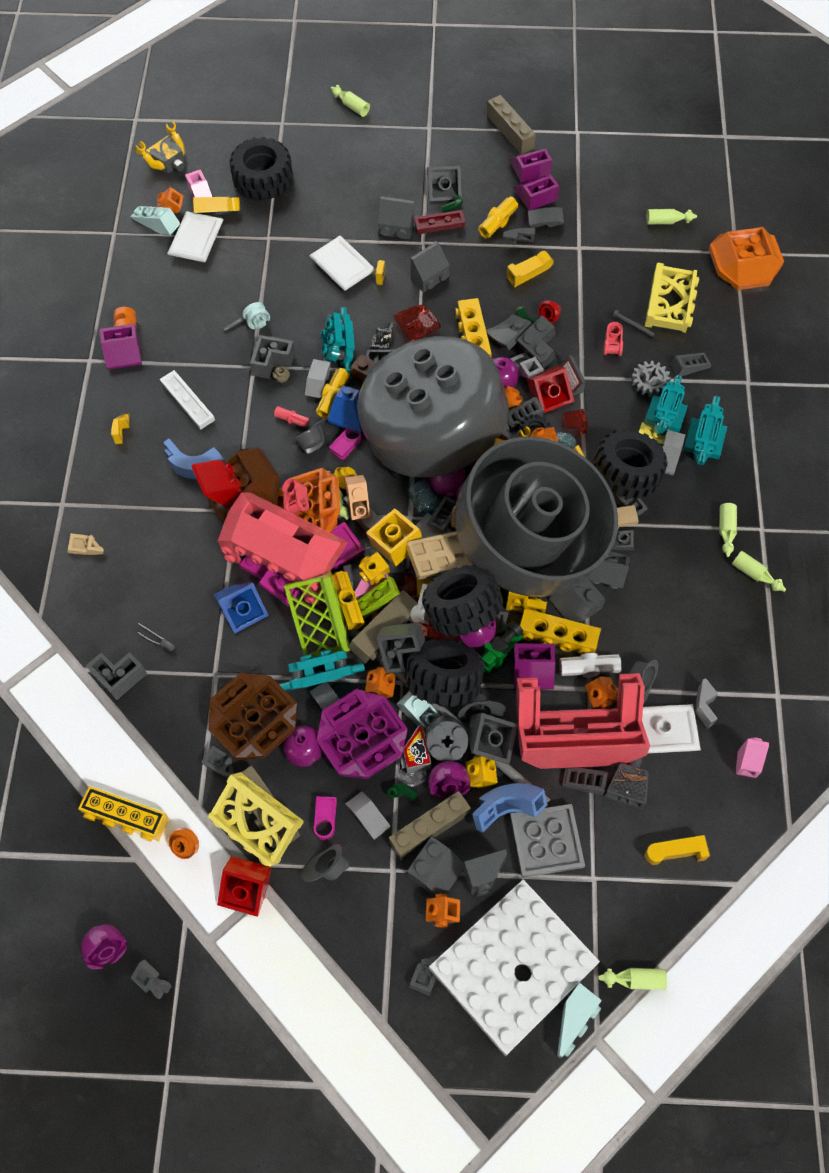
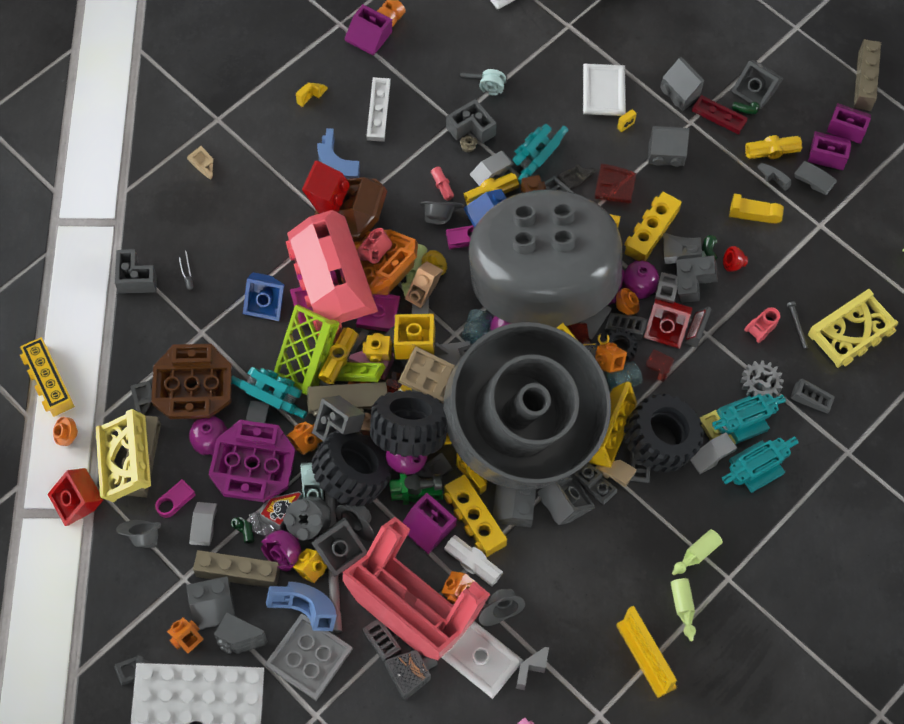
camera: 40 degrees right, 0 degrees up
(766, 627) = (646, 653): none -> yellow fence

